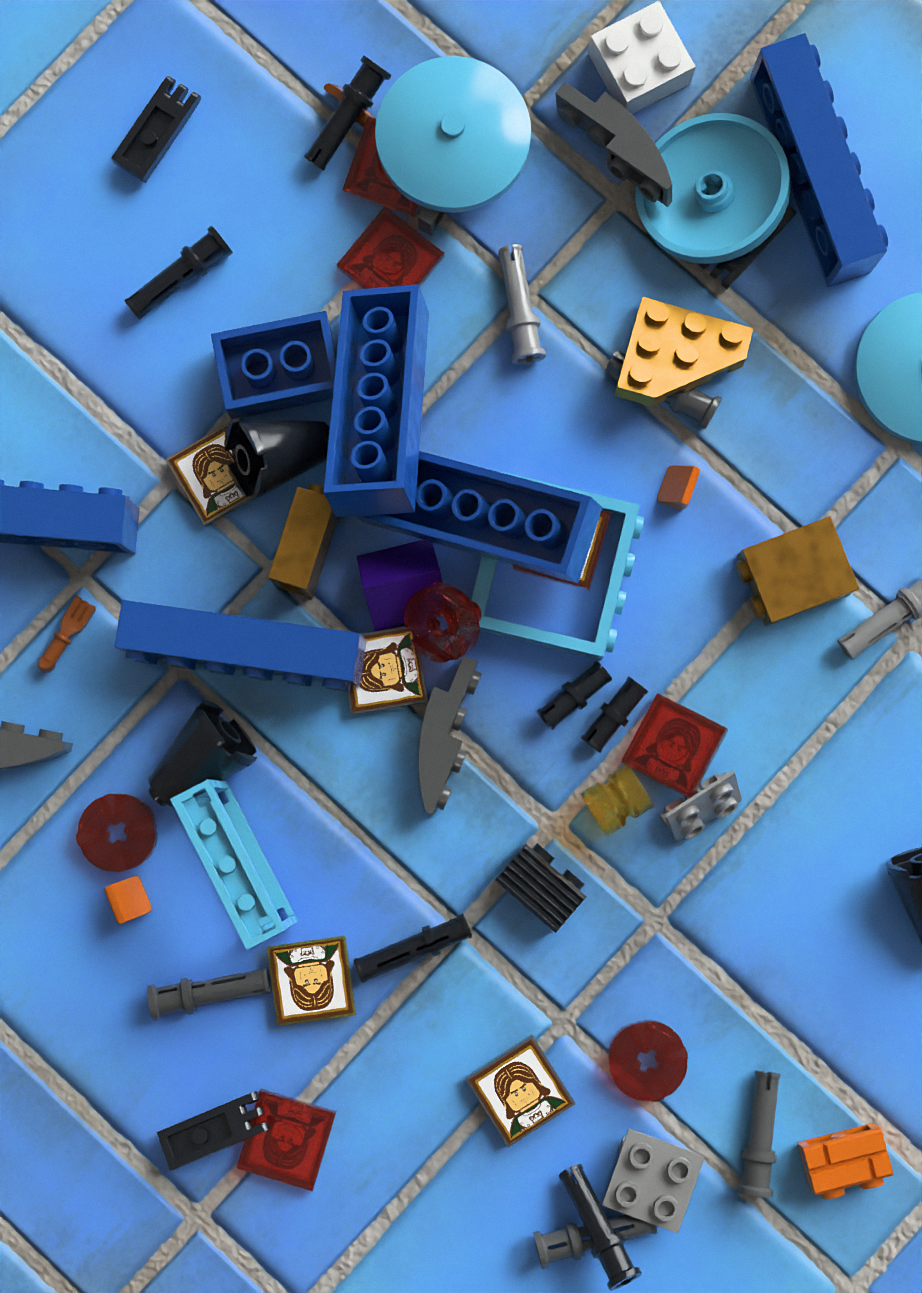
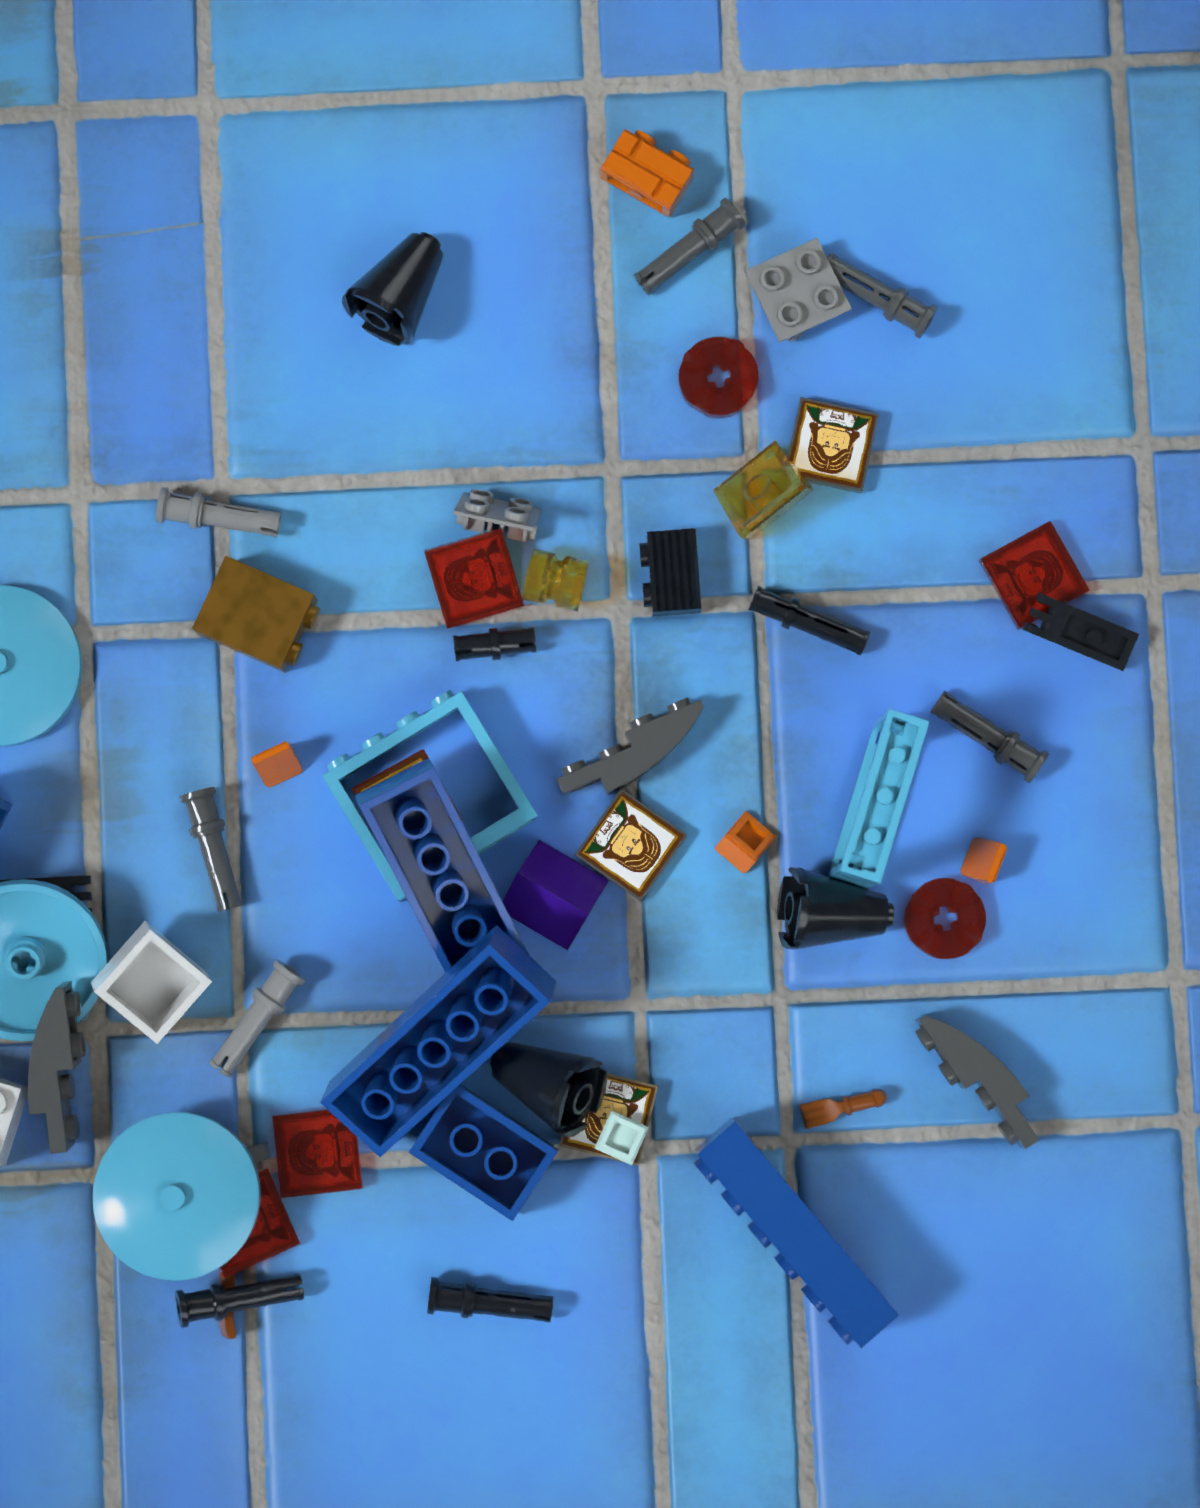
camera: 140 degrees left, 0 degrees up
(155, 129) = (395, 1435): black hinge -> none
(194, 465) = (621, 1137): none -> light aqua tile
(240, 643) = (718, 963): blue brick -> none
(304, 542) = (595, 993): pearl gold brick -> none
(306, 749) = (745, 842): none -> orange slope
(311, 980) = (905, 669): tile -> none
(457, 610) = (535, 826): clear red plate -> none
(536, 1007) = (762, 491): none -> clear yellow slope
(574, 695) = (509, 686): black pin -> none
(606, 1245) = (874, 278): black pin -> none
(613, 255) = (150, 982): none -> white piece
(677, 351) = (176, 863): plate -> none

